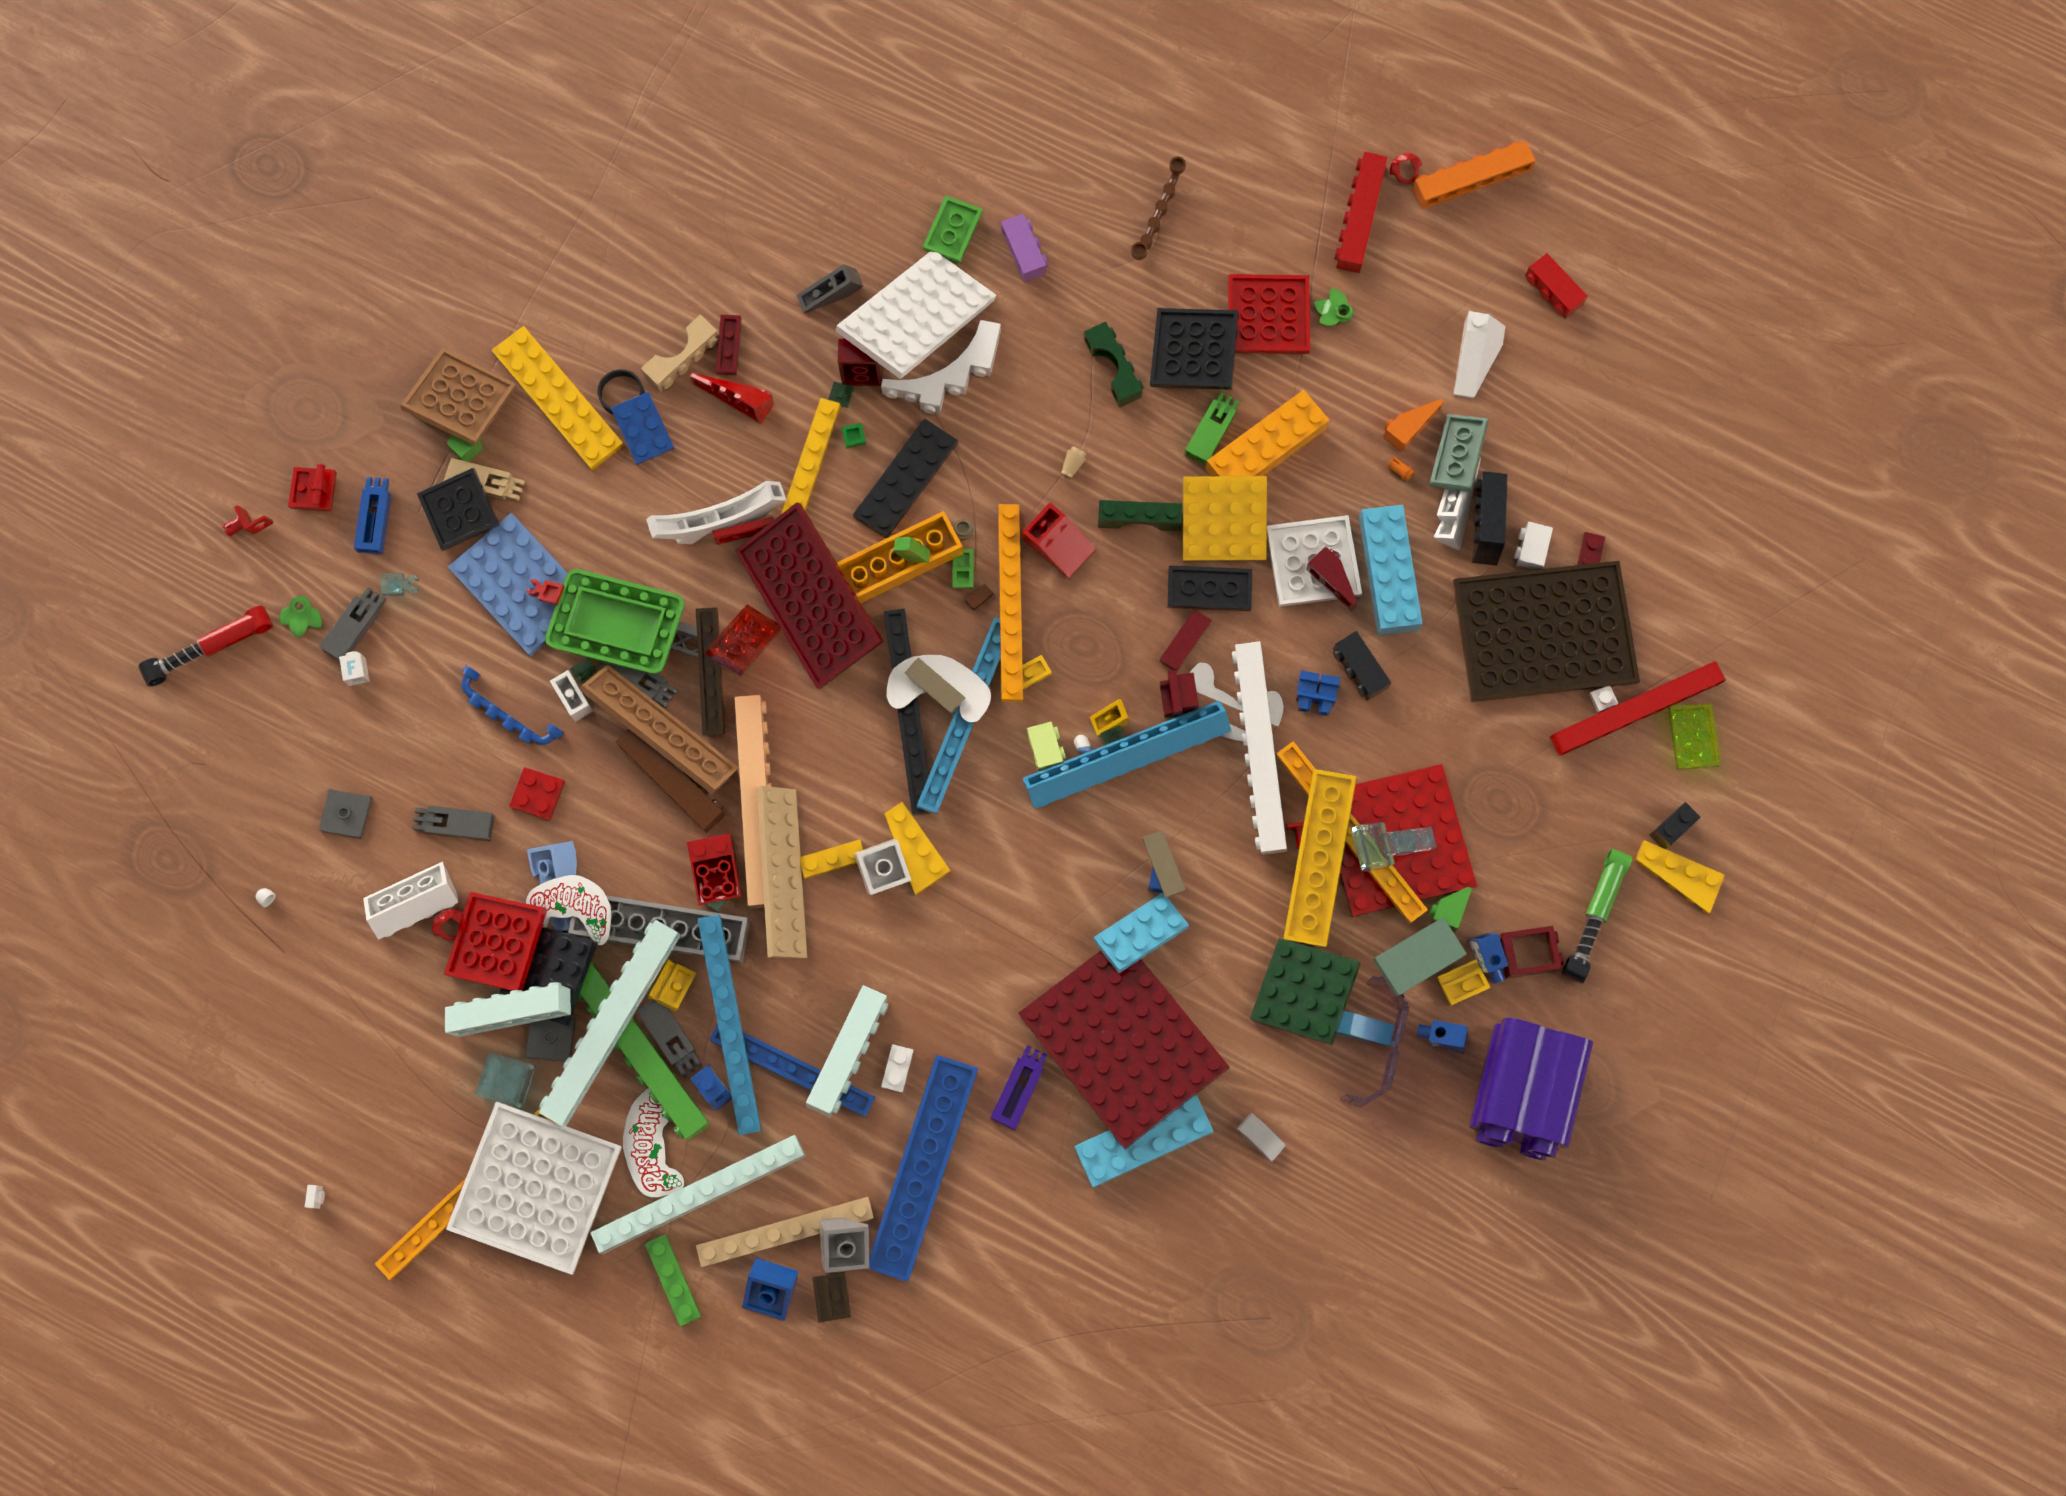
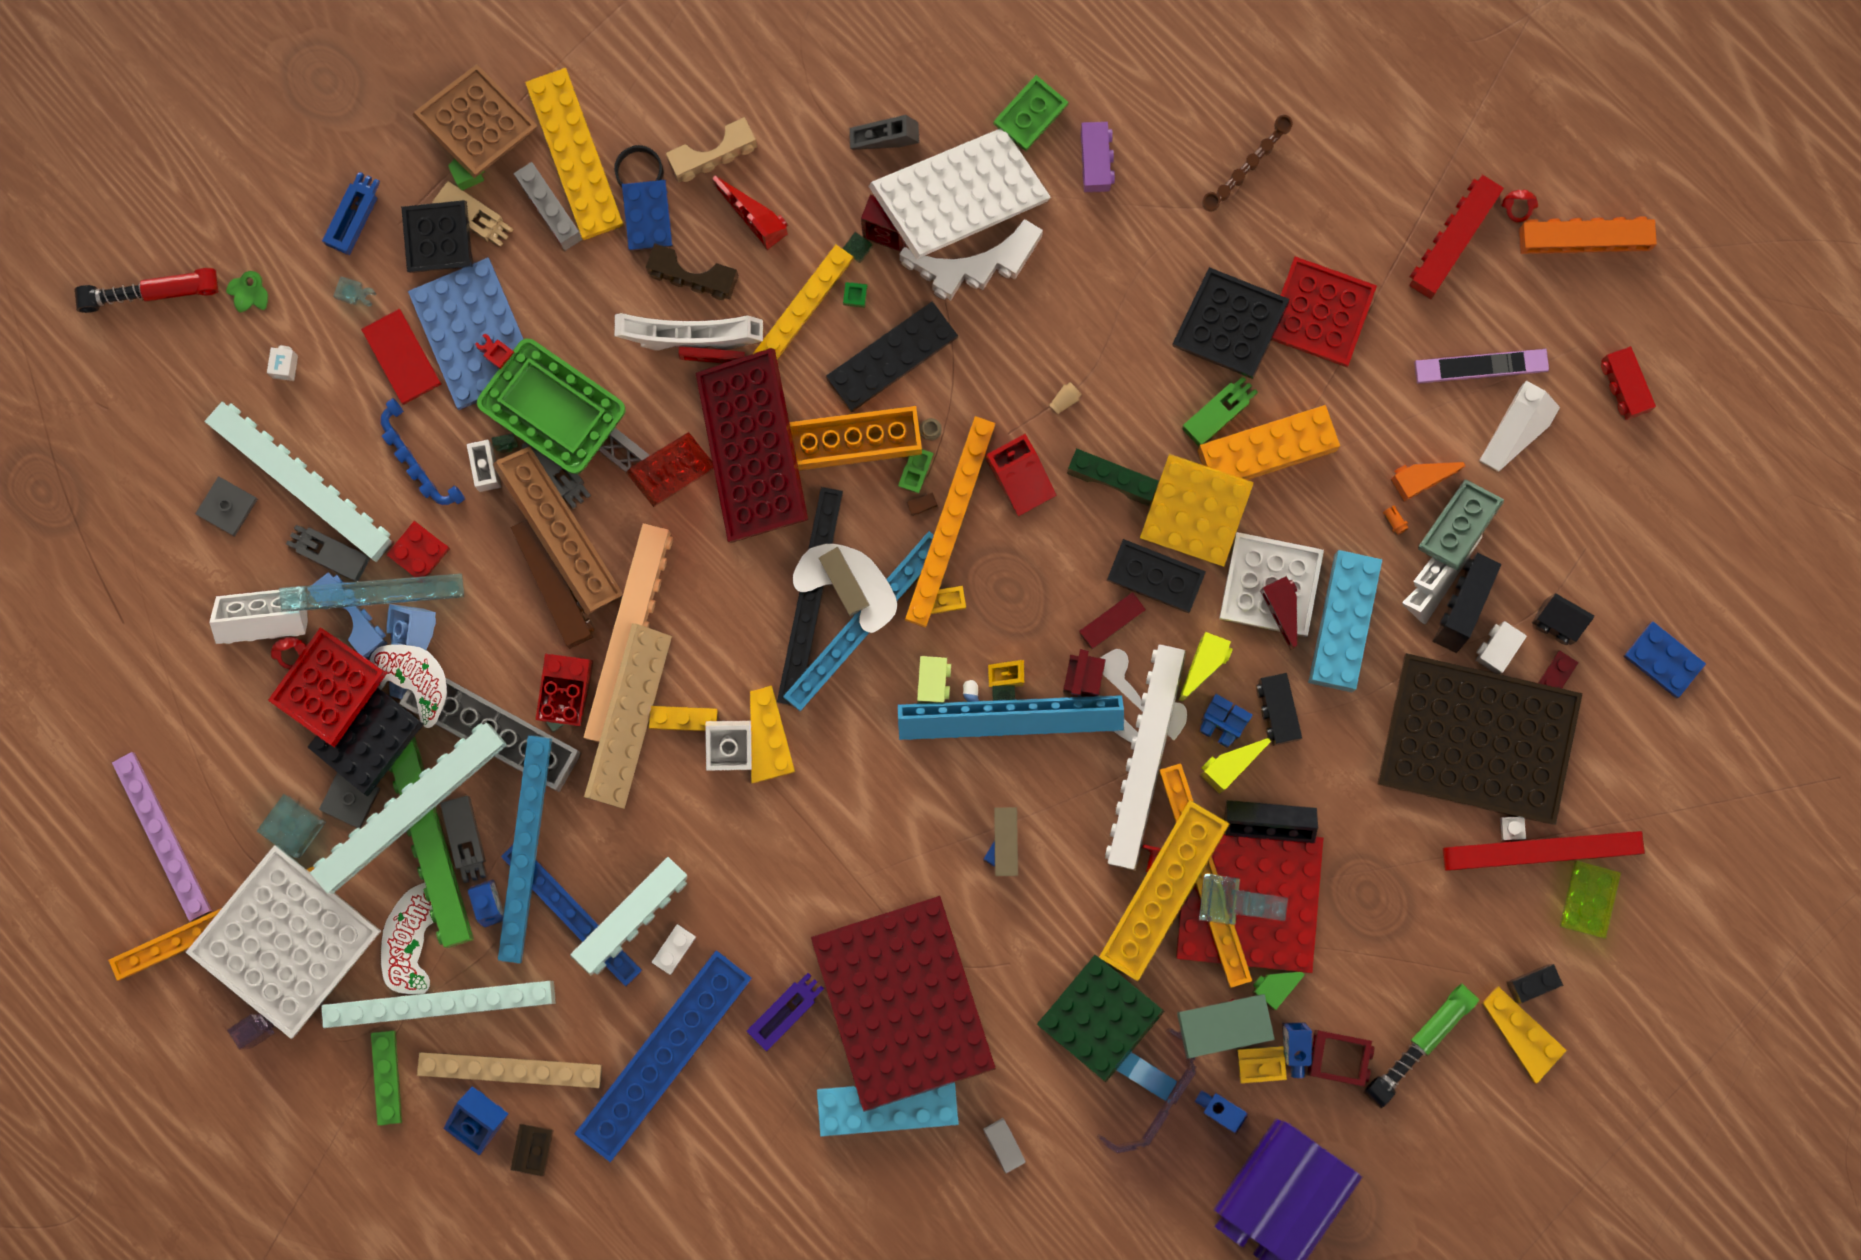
camera: 20 degrees right, 5 degrees up
(244, 522) = (225, 177): red bracket -> none
(265, 897) = (122, 562): white hinge -> none
(312, 488) = (302, 165): red plate -> none
(314, 1196) = (73, 874): white plate -> none
(349, 632) = (288, 323): dark grey hinge -> none
(386, 1134) = (162, 837): none -> lavender plate
(406, 768) = (298, 481): none -> light aqua brick
(461, 626) = (401, 356): none -> red tile
(470, 859) = (364, 636): none -> medium blue arch
(507, 843) = (371, 592): none -> clear light blue plate
(507, 1010) = (315, 760): light aqua brick -> none
(533, 1280) = (251, 1031): none -> brick
(550, 450) = (548, 206): none -> light grey brick
(672, 985) = (483, 790): yellow plate -> none
(709, 673) = (626, 491): dark brown plate -> none
(725, 465) = (717, 281): none -> dark brown arch
(728, 345) = (762, 157): dark red plate -> none
(844, 1245) = (560, 1105): light grey slope -> none
(911, 550) = (868, 436): bright green piece -> none
(1102, 343) = (1139, 283): dark green arch -> none
(1140, 932) = (959, 901): medium azure plate -> none
(1283, 638) = (1209, 656): none -> neon yellow slope
(1331, 307) = (1388, 326): bright green plate -> none
(1332, 735) = (1228, 766): none -> neon yellow slope
(1392, 765) = (1271, 821): none -> black brick
(1424, 314) = (1481, 366): none -> tile
(1577, 503) = (1562, 619): none -> black slope
(1678, 509) = (1664, 660): none -> blue plate

